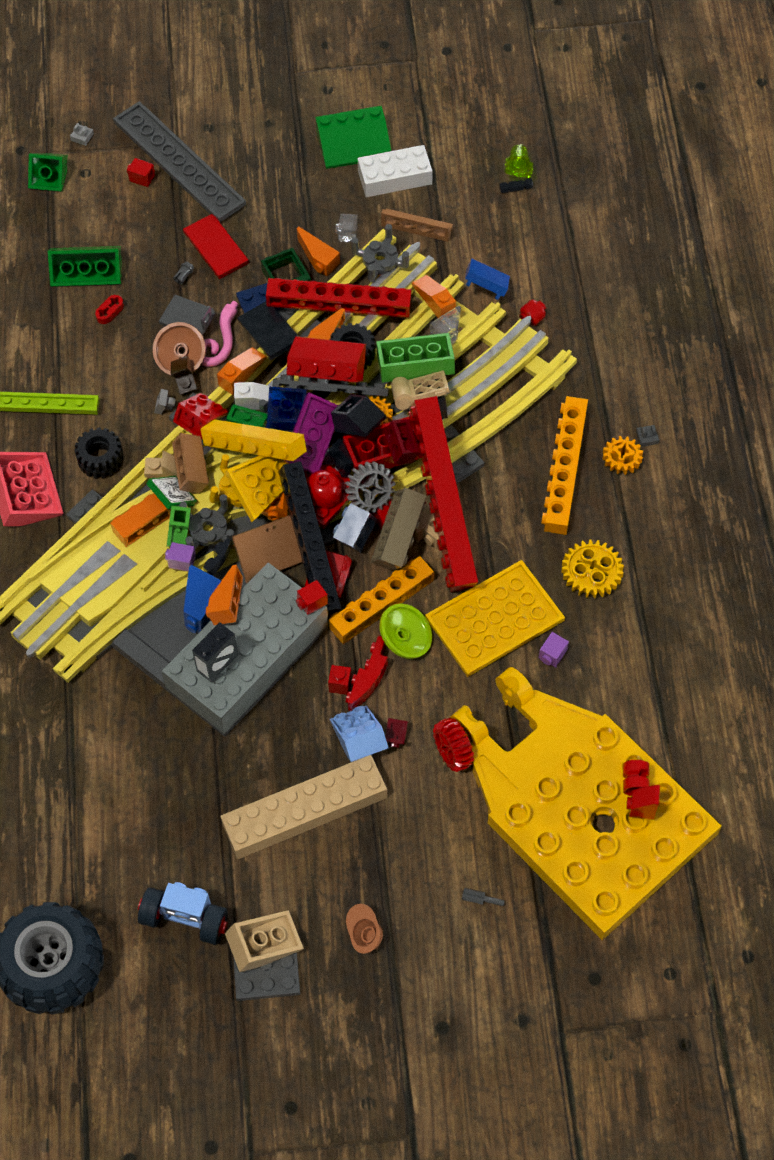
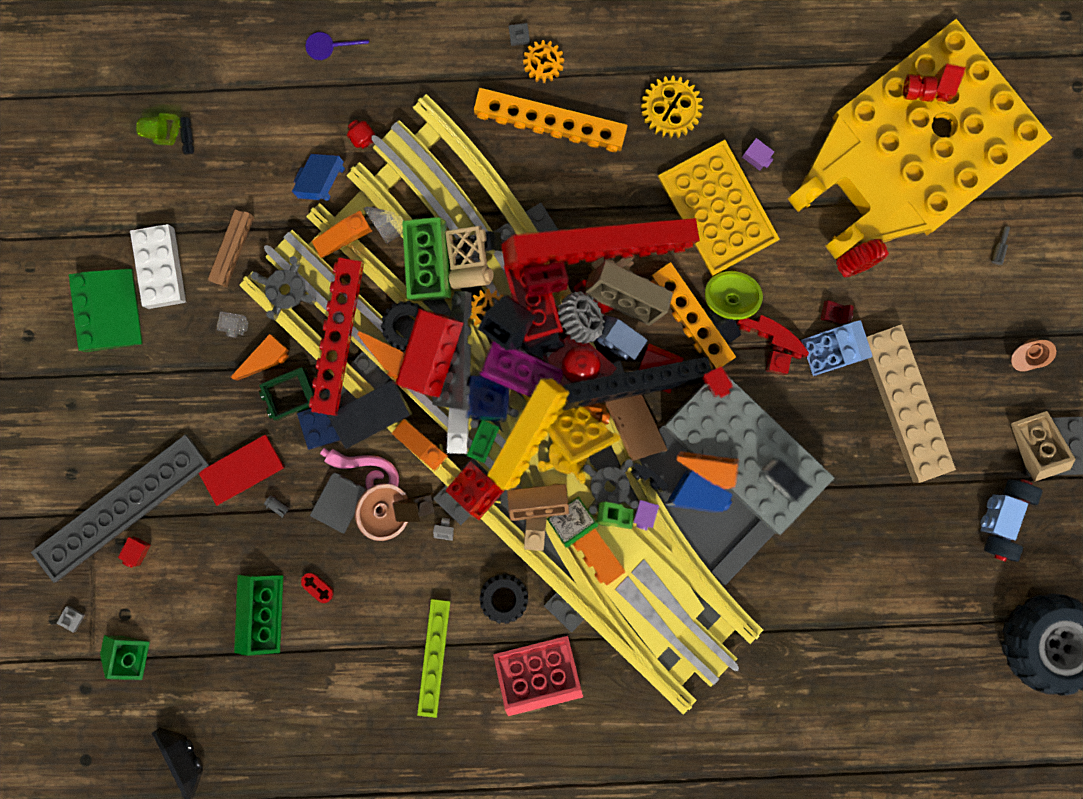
camera: 90 degrees left, 25 degrees up
(369, 632) = (725, 326): none -> black slope
(614, 280) = (320, 45): none -> dark purple piece

